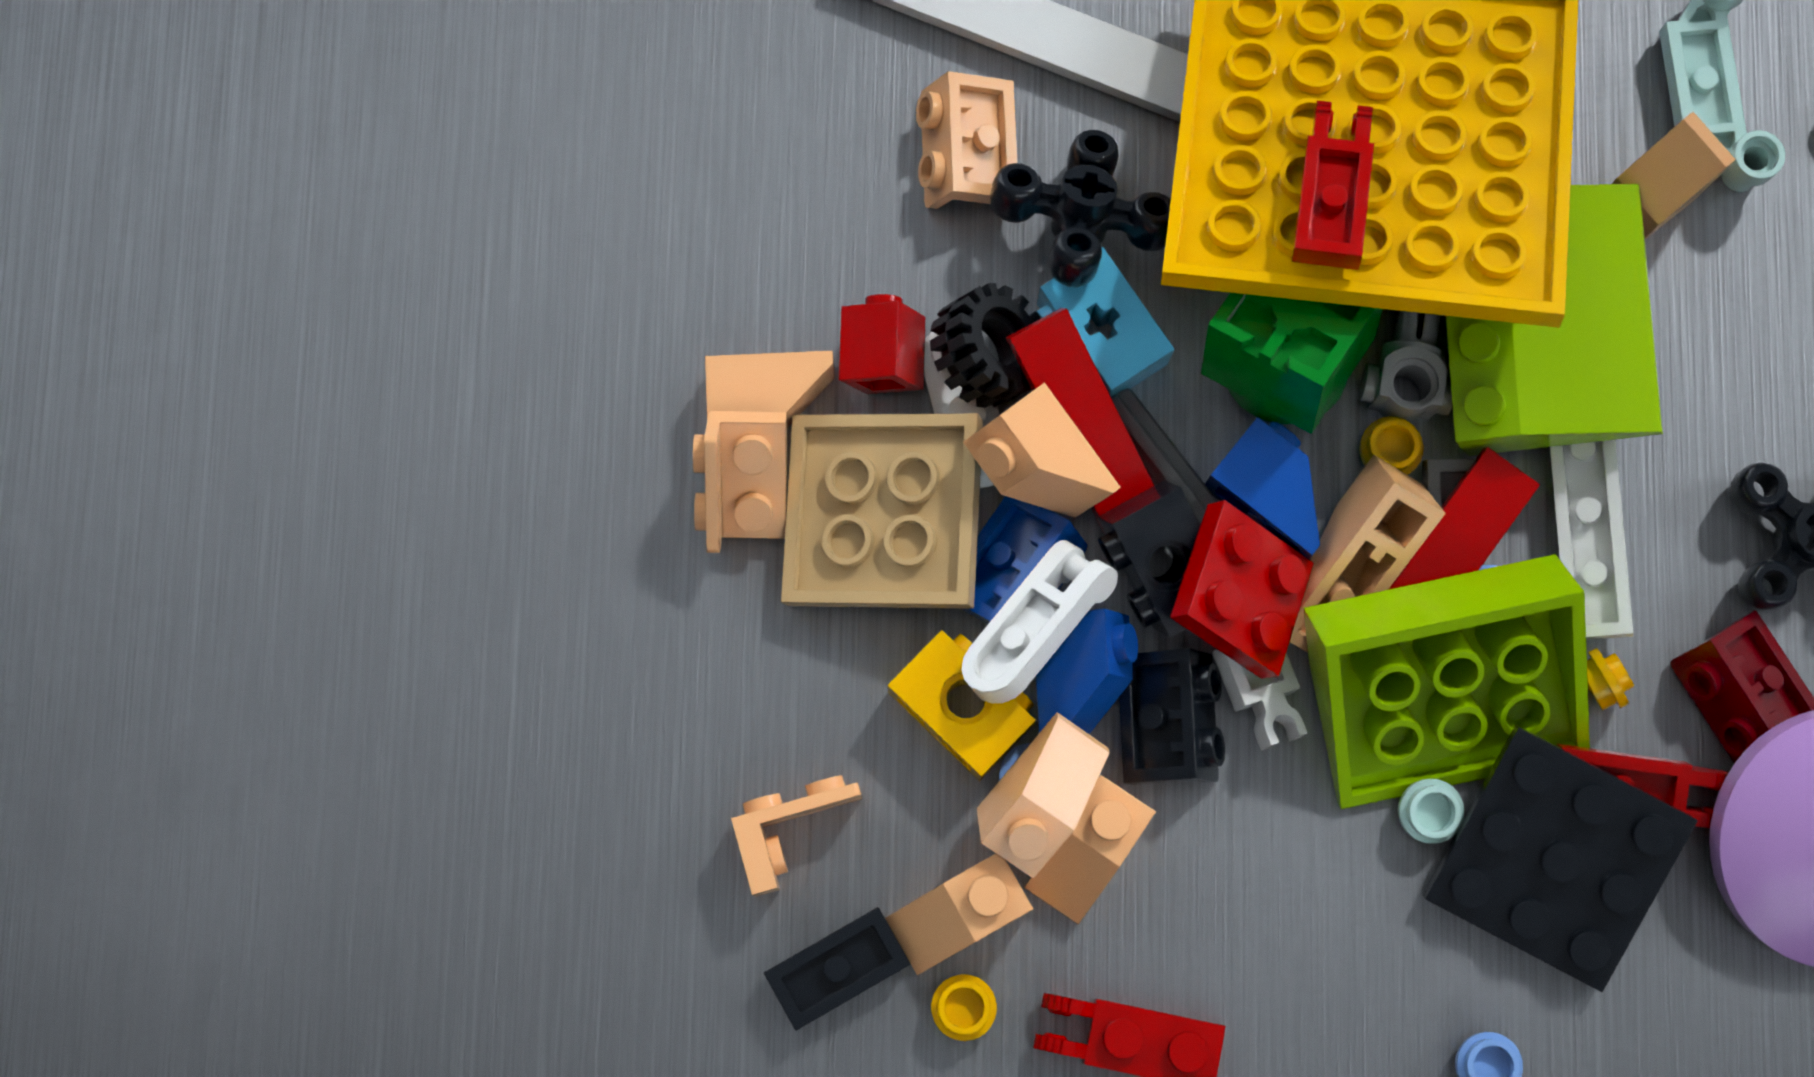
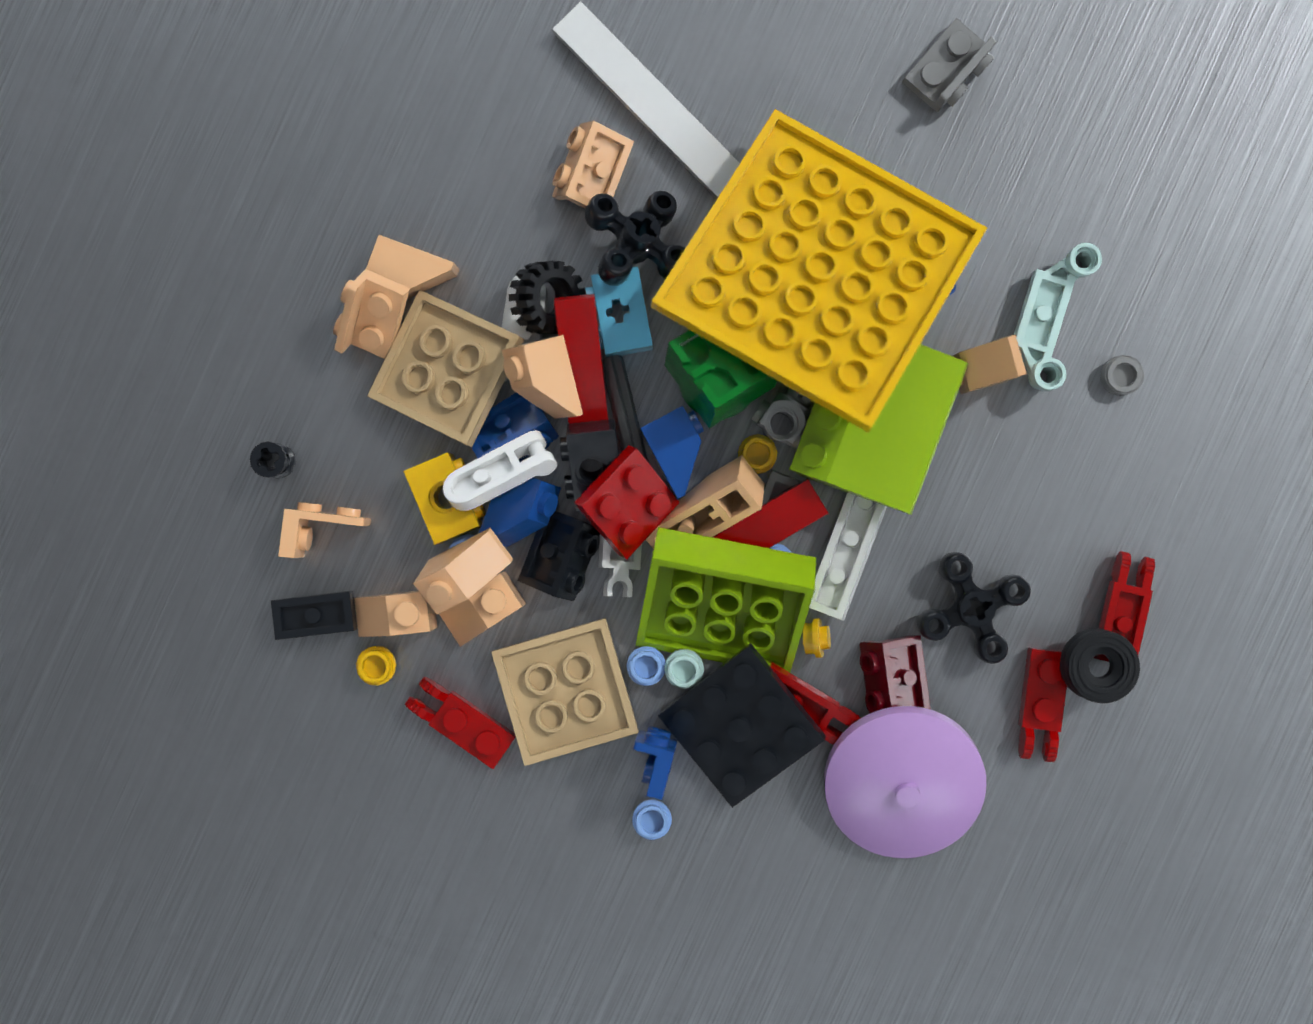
camera: 25 degrees right, 10 degrees up
(681, 737) = (262, 454): none -> black bush
(882, 346) = (486, 270): red brick -> none
(1270, 922) = (565, 691): none -> tan plate
(1334, 192) = (773, 295): red hinge -> none
(1372, 831) = (646, 665): none -> light blue plate
(1472, 965) = (661, 751): none -> blue bracket

